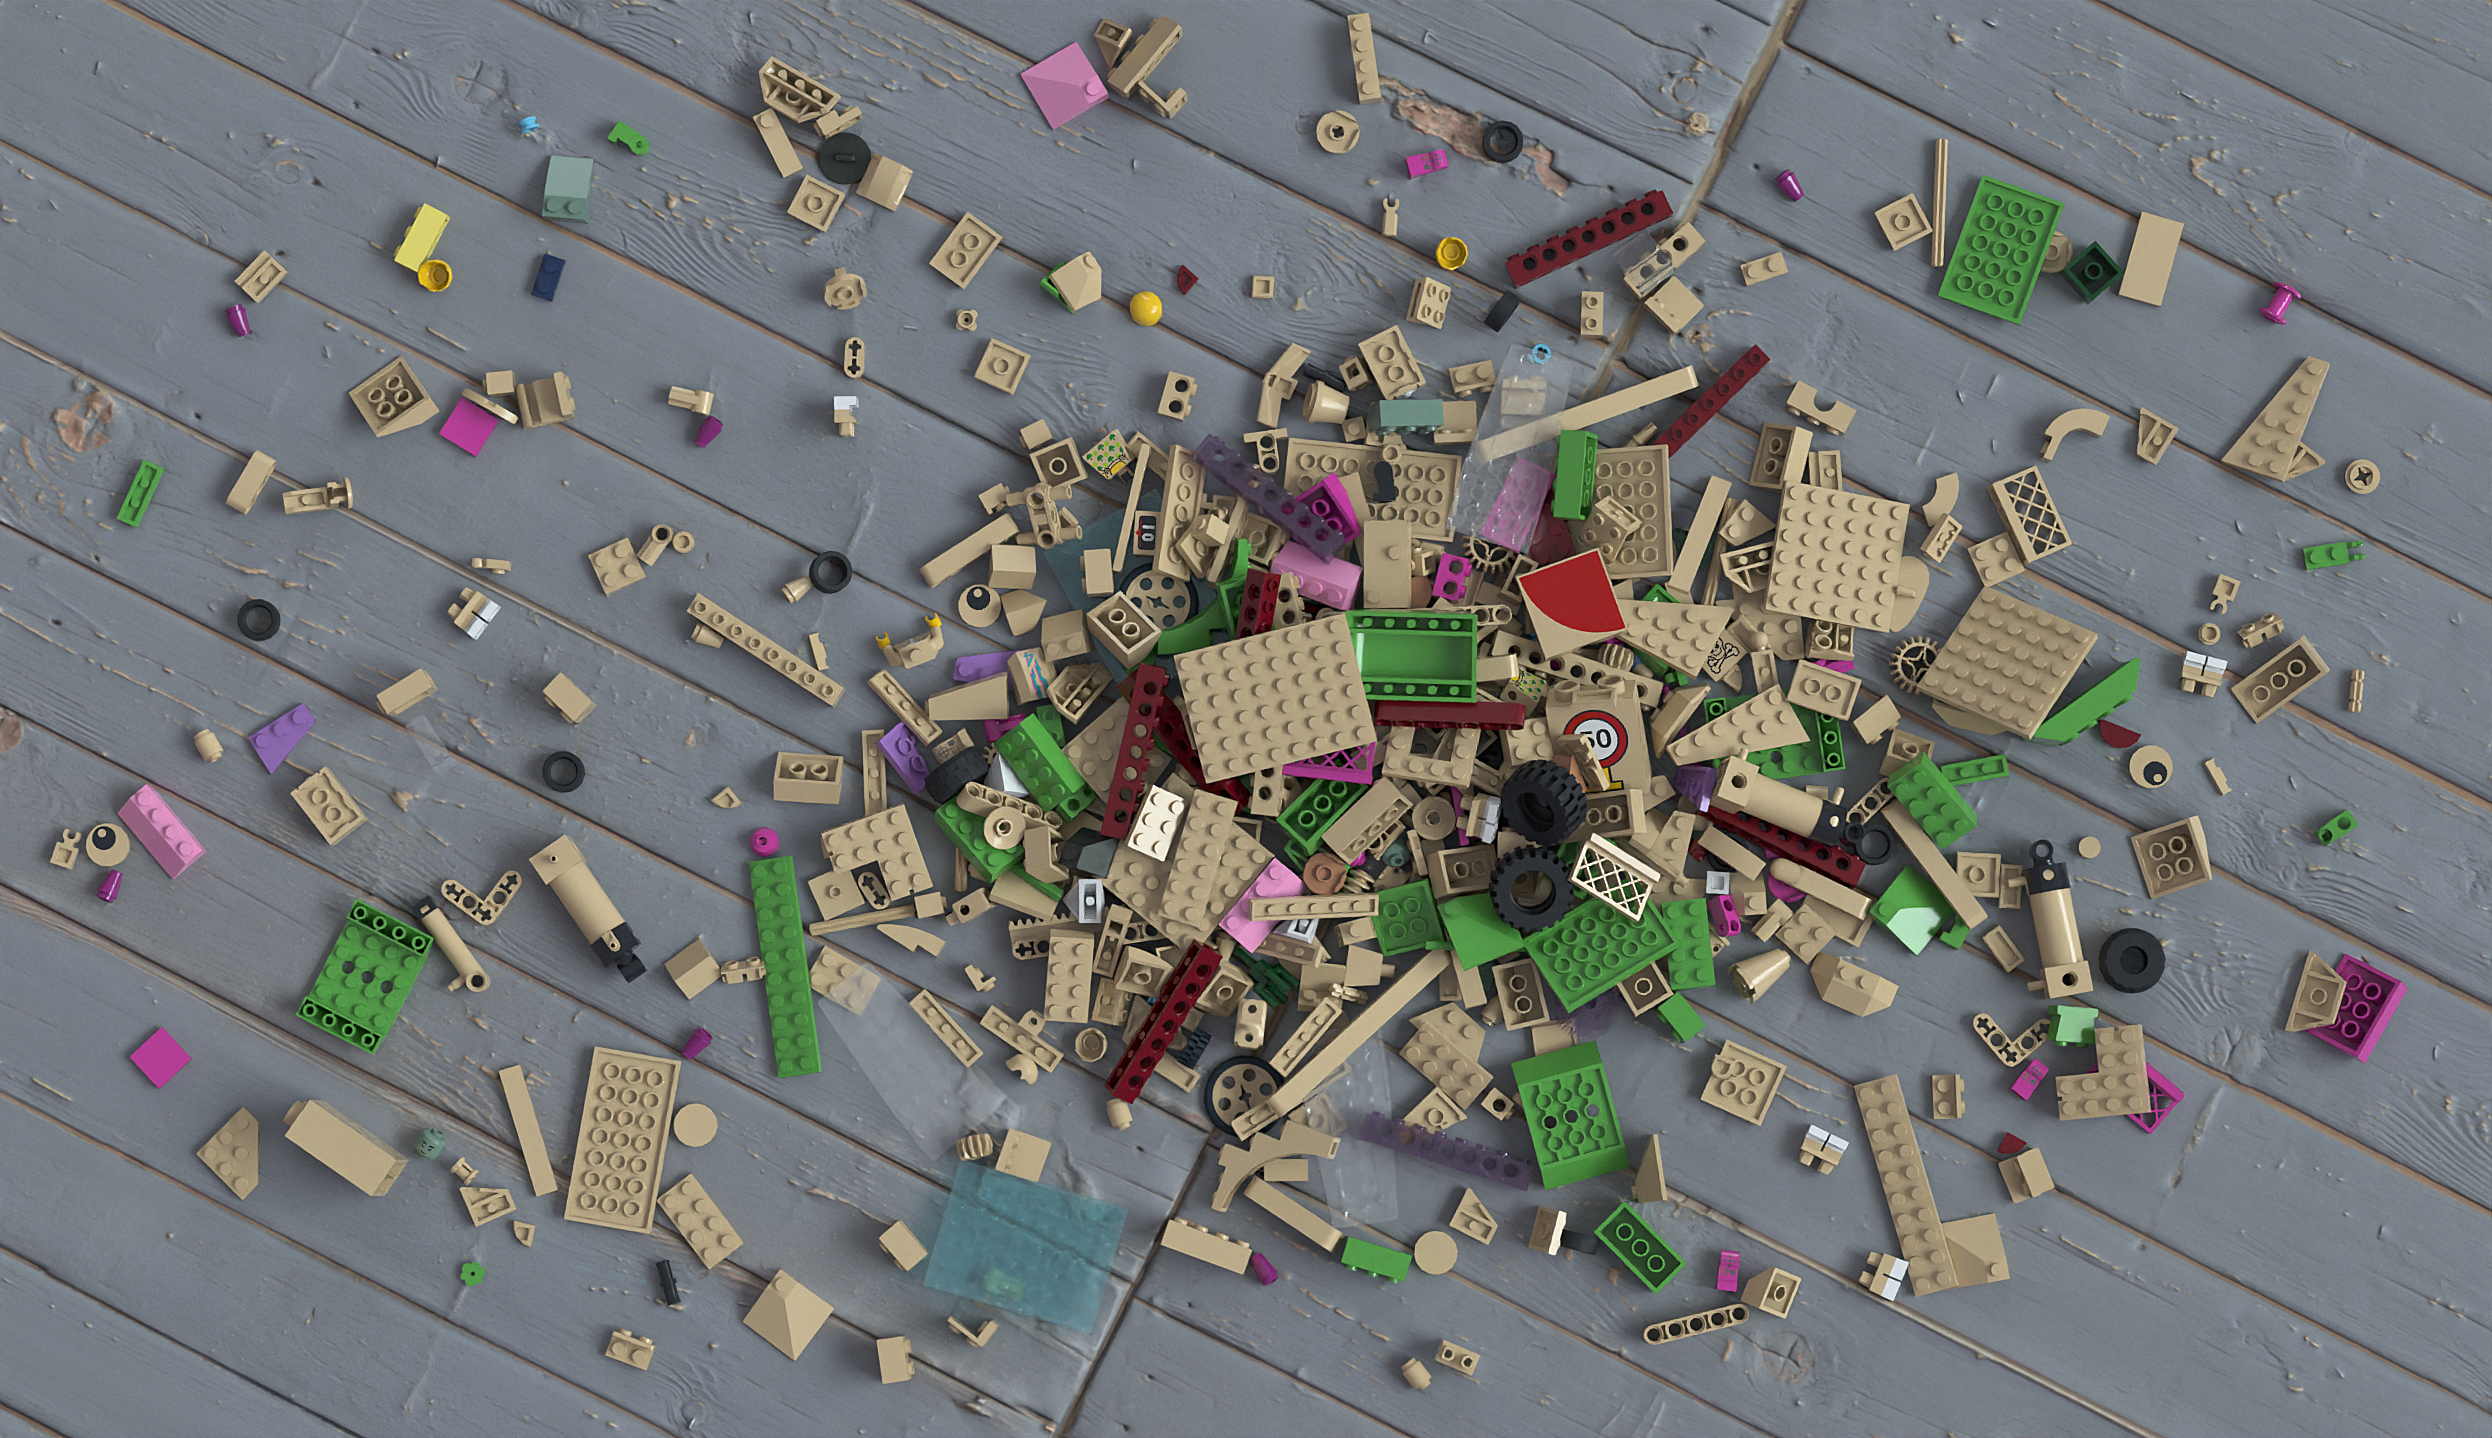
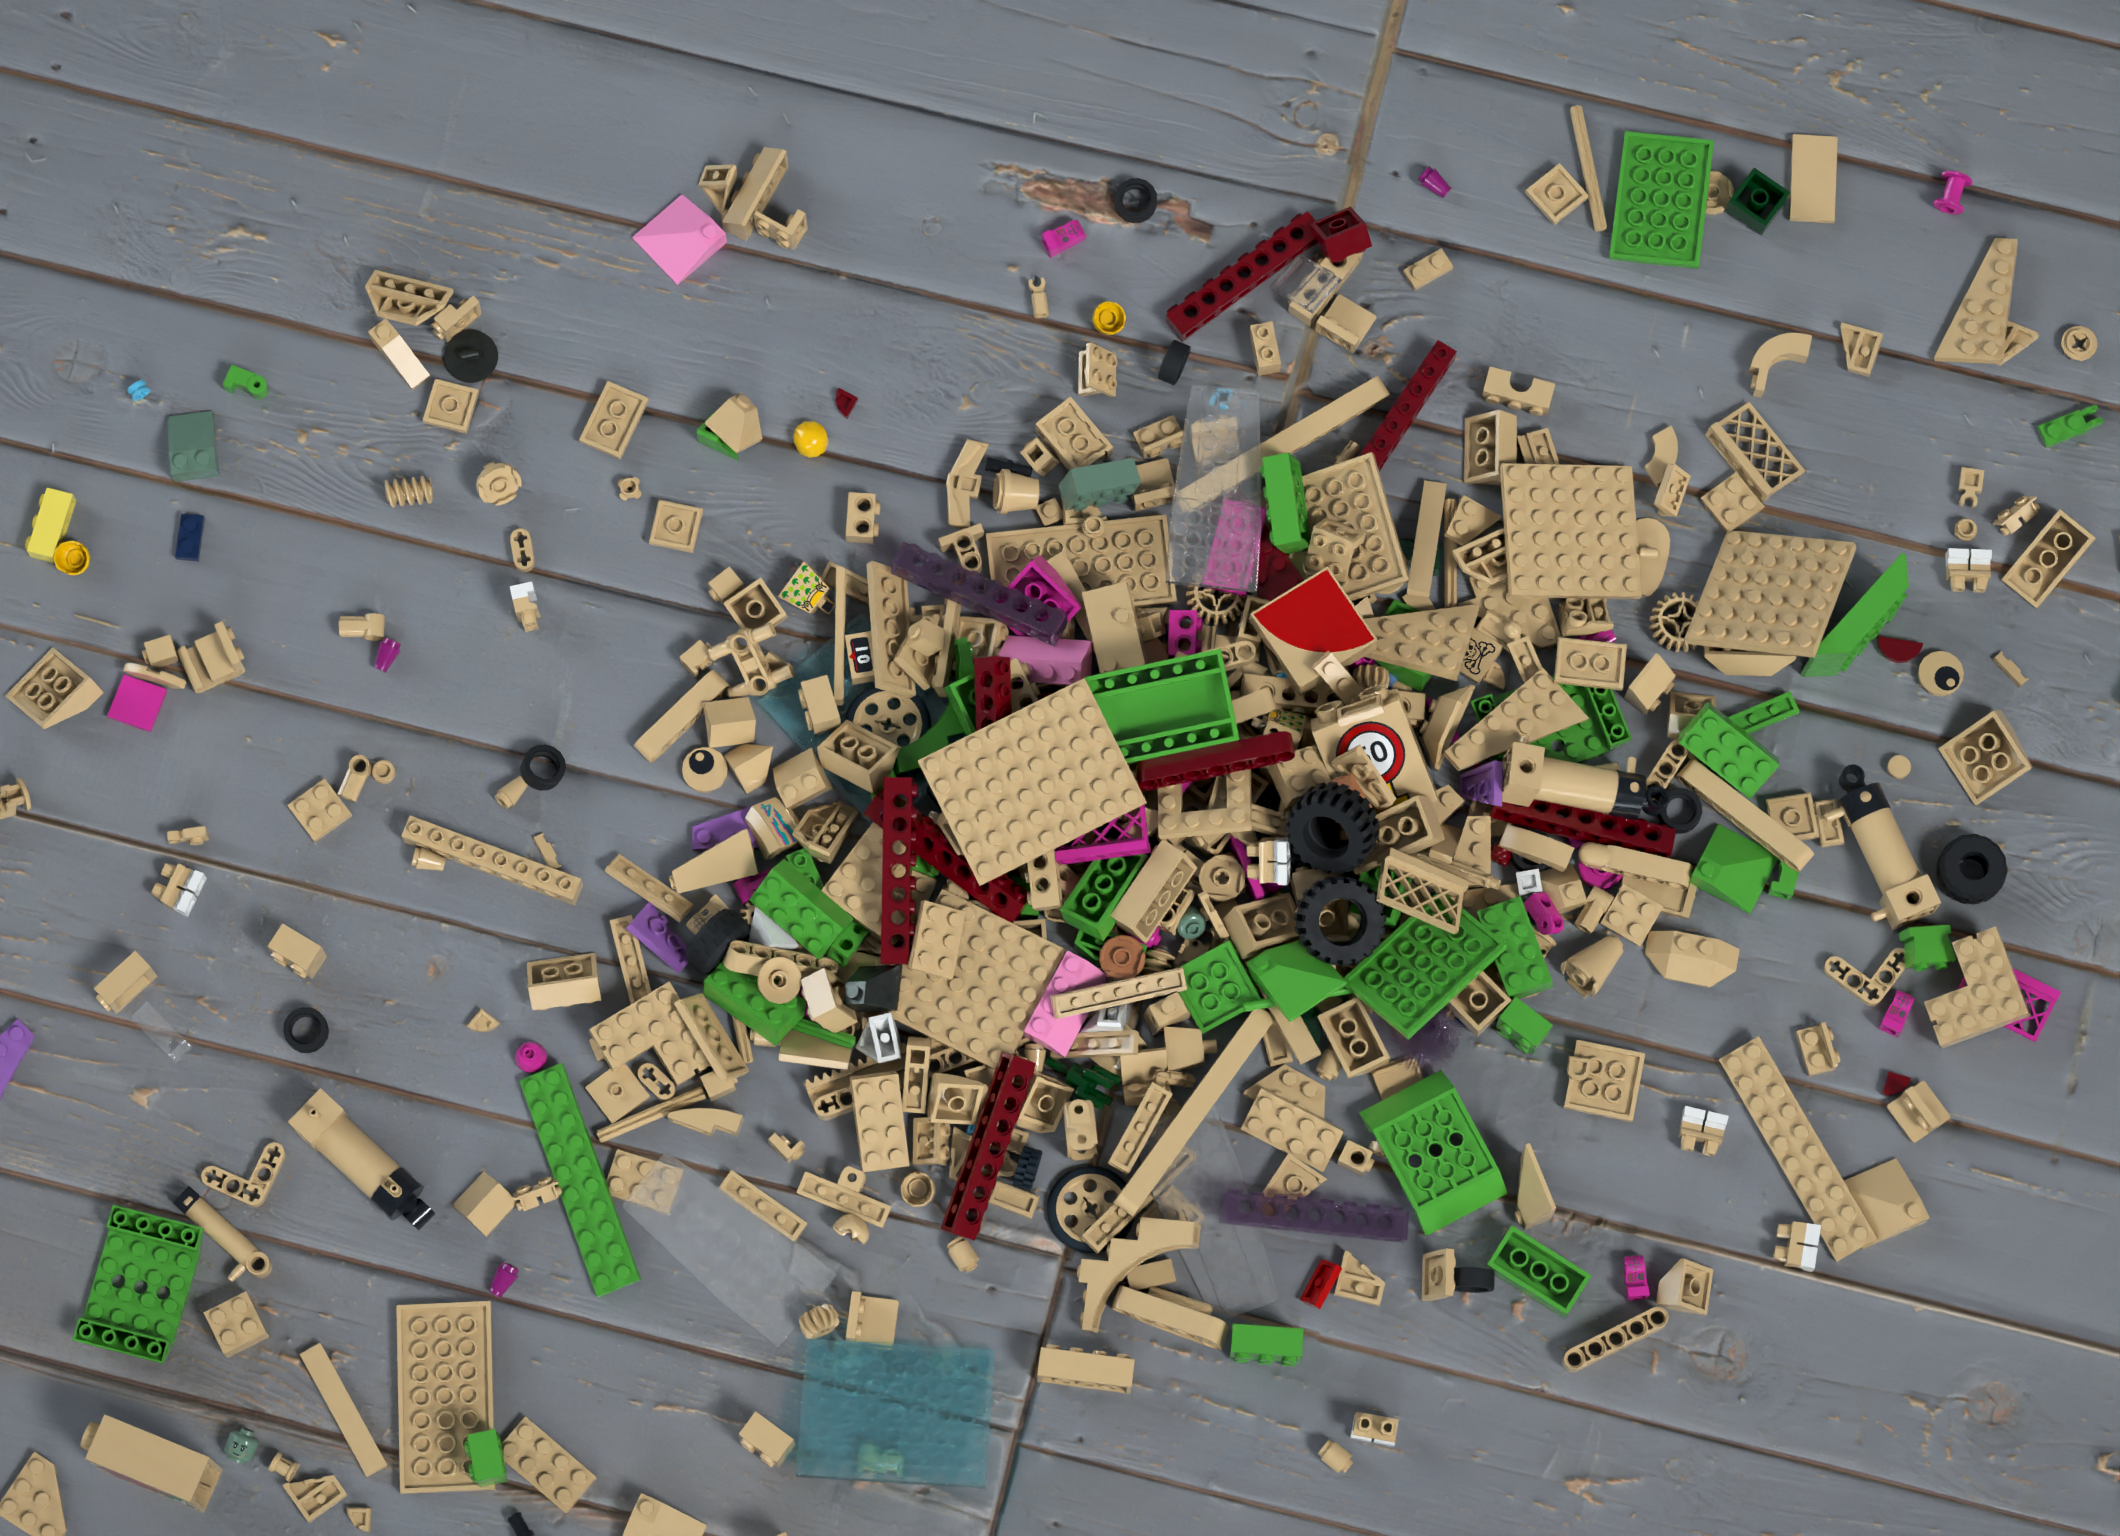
camera: 20 degrees left, 10 degrees down
(329, 806) = (66, 1117): tan piece -> none
(447, 1032) = (236, 1324): none -> tan brick
(647, 1208) = (487, 1458): none -> bright green brick
(695, 1125) = (519, 1365): tan tile -> none
(760, 279) = (409, 491): none -> tan piece
(884, 182) = (517, 369): tan slope -> none
(915, 650) = (647, 826): tan torso -> none
(932, 863) = (711, 1037): none -> tan tile
(978, 904) = (770, 1070): tan torso -> none
(986, 1331) = (872, 1510): tan bracket -> none
(1197, 858) = (987, 967): tan plate -> none
(1262, 287) = (925, 393): tan tile -> none
(1264, 1270) = (1151, 1383): magenta cone -> none
(1306, 1202) = (1181, 1300): none -> tan axle
(1349, 128) = (973, 237): tan plate -> none
(1364, 58) = (977, 146): tan arch -> none
(1384, 475) = (1092, 550): black leg -> none
(1435, 1252) = (1327, 1326): tan tile -> none
(1439, 1213) = (1320, 1283): none -> red plate
(1583, 658) = (1338, 679): none -> tan plate
(1676, 676) = (1437, 684): bright green tile -> none
(1688, 222) = (1341, 234): none -> dark red slope
(2003, 949) = (1837, 888): tan tile -> none

